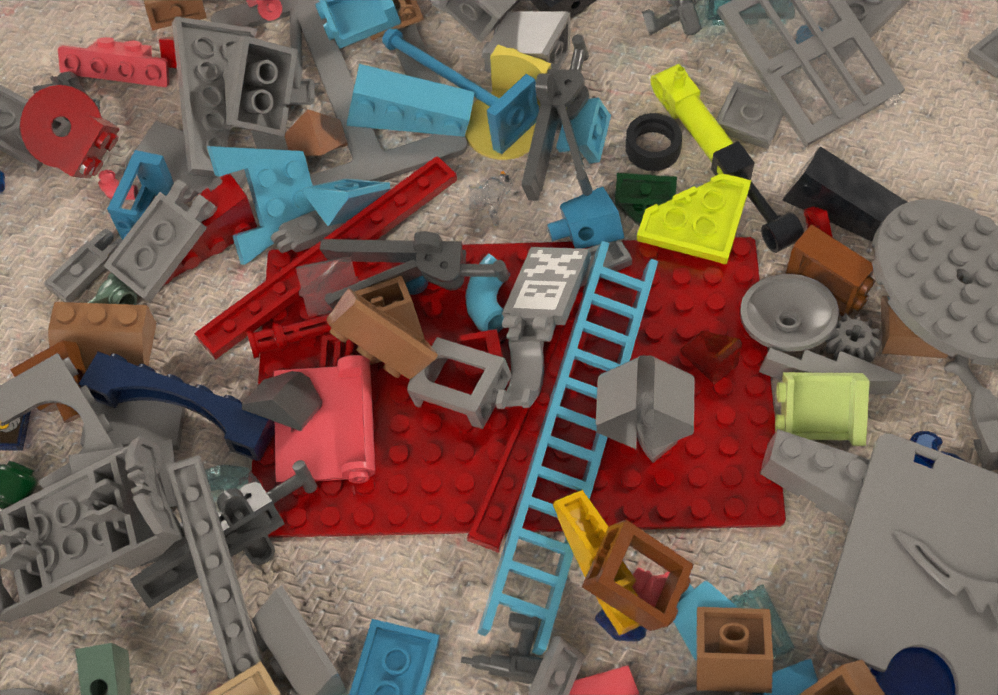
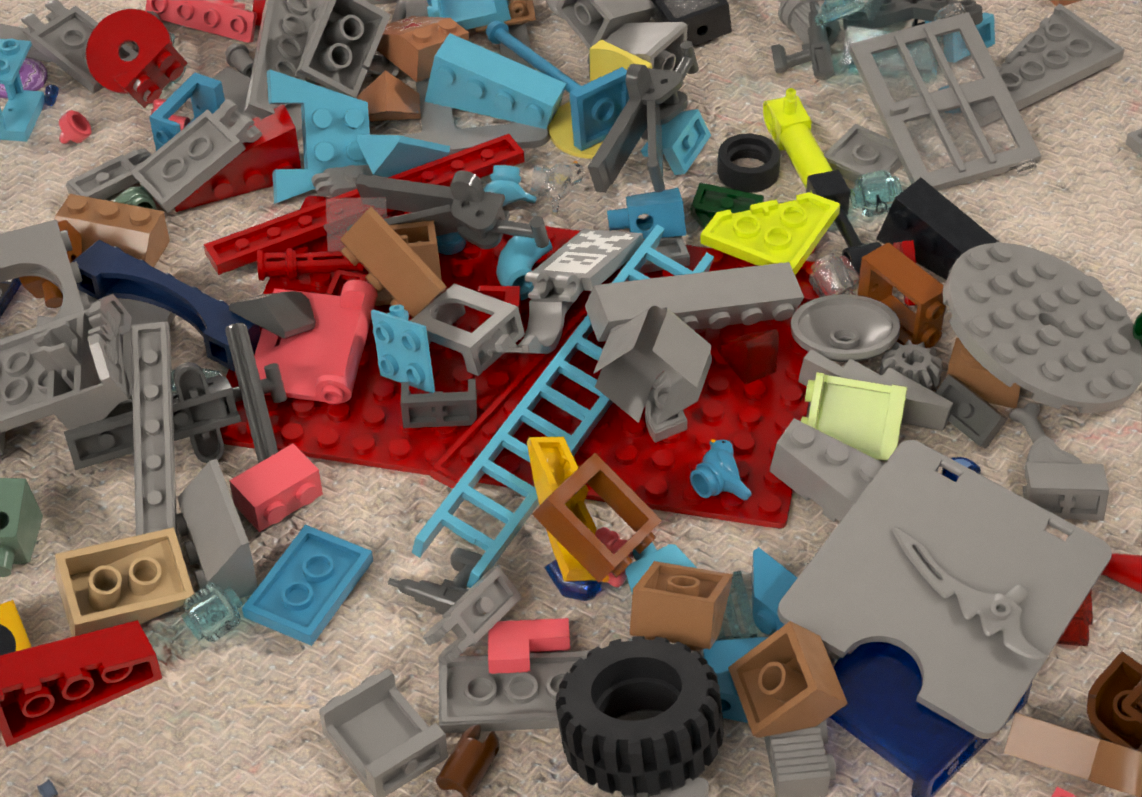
camera: 10 degrees right, 15 degrees down
(32, 217) = (74, 127): none -> coral tile
(162, 107) = (238, 56): none -> light grey pin
(289, 497) = (251, 390): none -> dark grey axle
(329, 66) = (415, 41): none -> nougat slope
(336, 586) = (276, 487): none -> coral brick
(412, 422) = (402, 348): none -> medium azure hinge
(446, 213) = (506, 181): none -> medium azure animal
(456, 466) = (439, 408): none -> dark grey hinge
(656, 319) = (700, 298): none -> light grey brick
(720, 489) = (718, 472): none -> dark azure animal
(763, 258) = (834, 276): none -> clear head
(774, 156) = (875, 192): none -> clear light blue head
(798, 605) = (768, 586): none -> dark azure slope
(917, 377) = (971, 412): none -> dark grey plate

